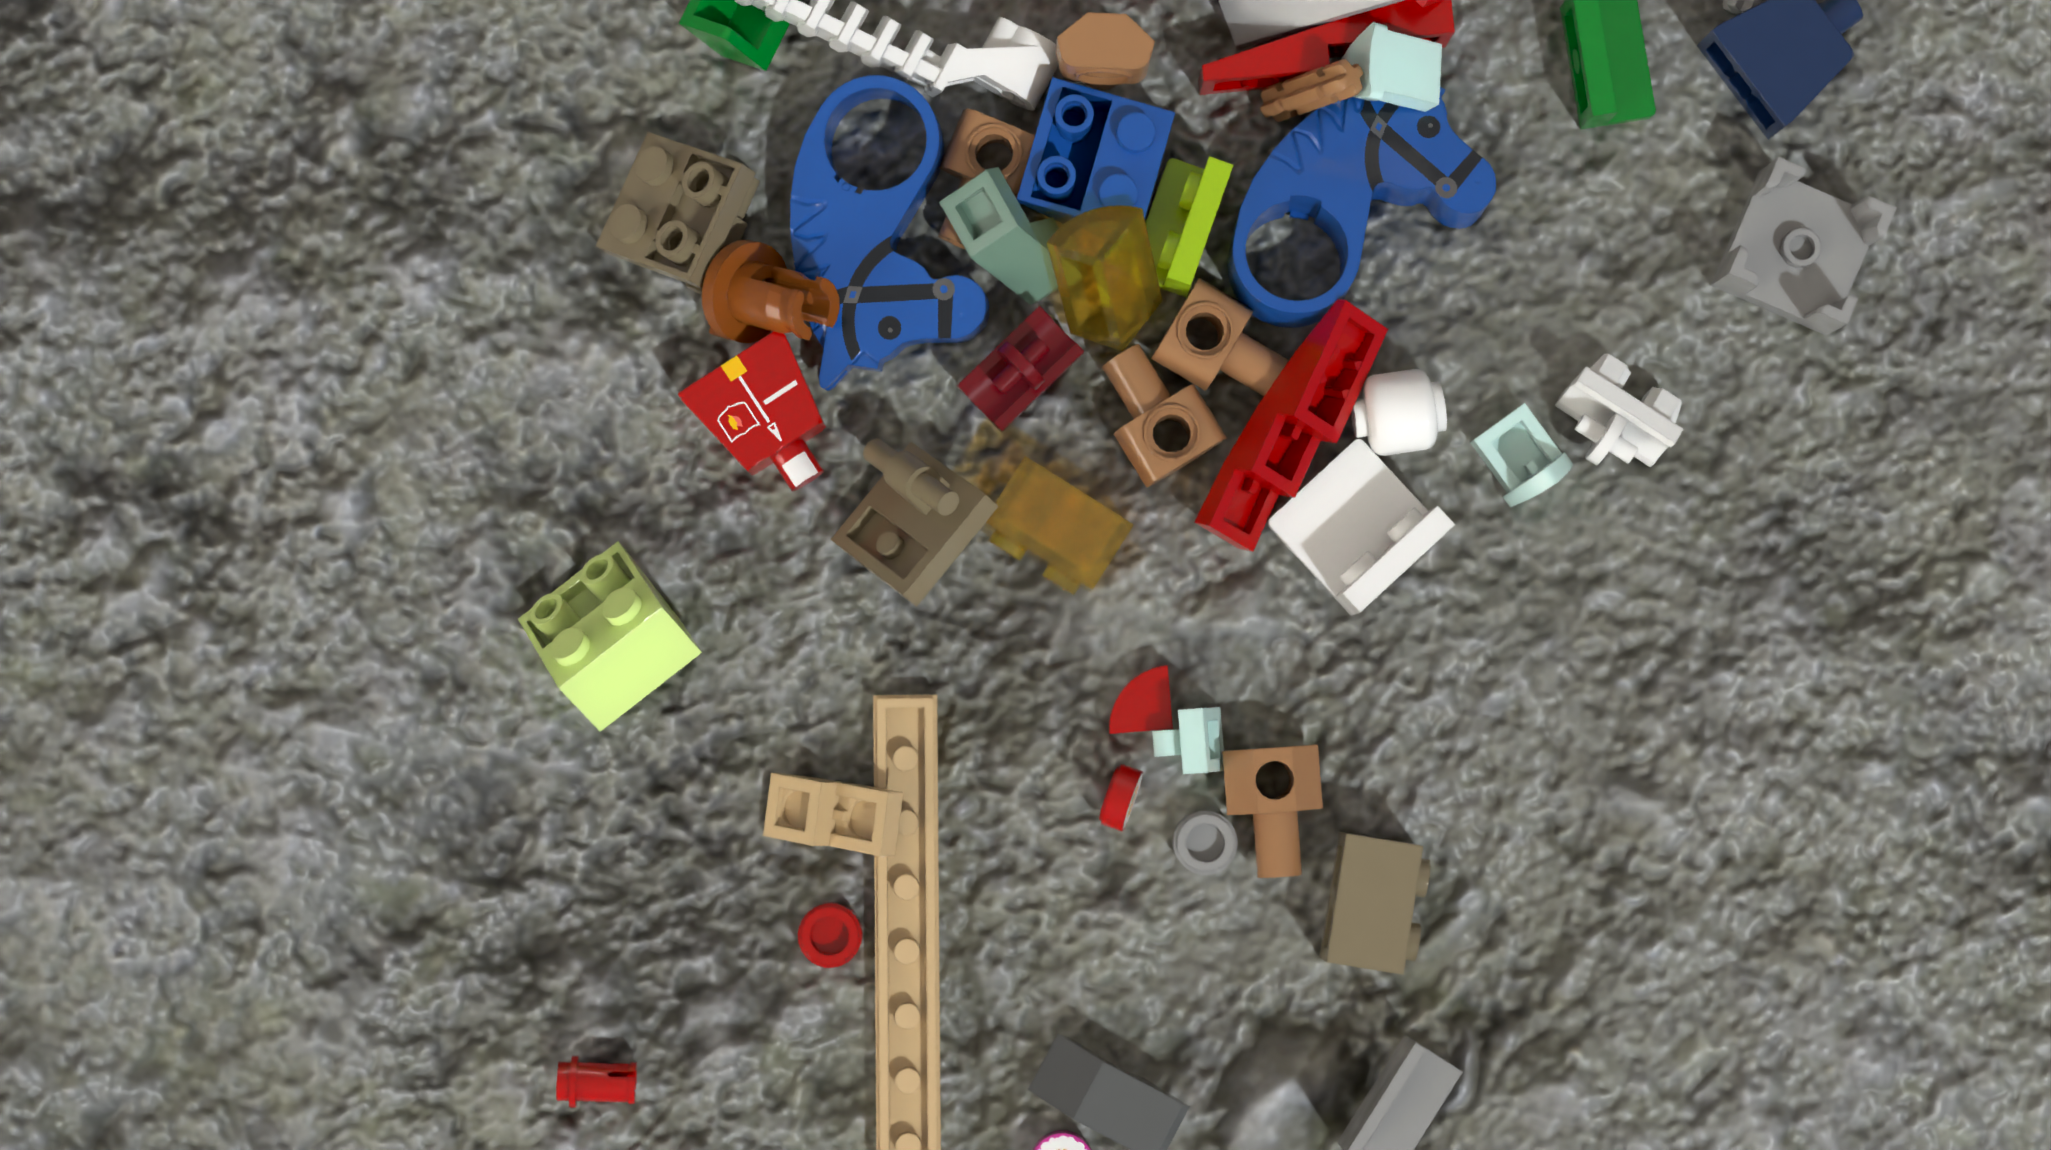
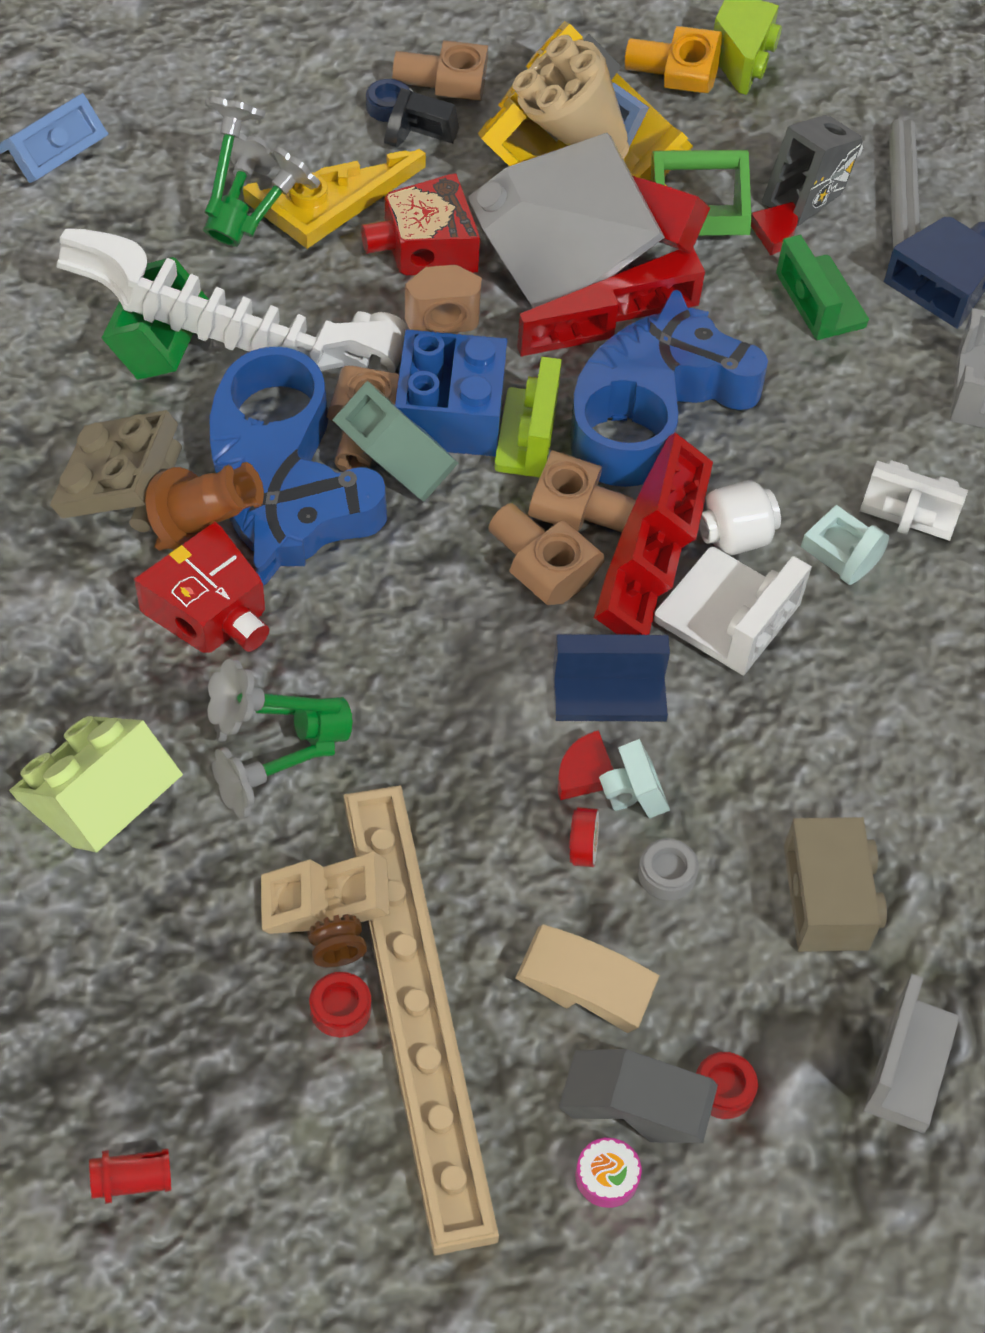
camera: 10 degrees left, 30 degrees down
(836, 873) = (337, 941): none -> reddish brown bush
(860, 604) = (237, 700): none -> plant
(912, 520) = (357, 641): dark tan plate -> none
(1020, 369) = (420, 532): dark red hips -> none
(1057, 527) = (478, 639): clear yellow brick -> none
(1087, 957) = (588, 974): none -> tan slope
(1105, 274) = (477, 450): clear yellow brick -> none
(1196, 602) = (610, 677): none -> dark blue panel
(1206, 1091) = (735, 1082): none -> red tile
(1274, 818) = (723, 824): medium nougat piece -> none
(1311, 90) = (608, 319): medium nougat axle -> none
(1397, 67) = (664, 293): light aqua tile -> none

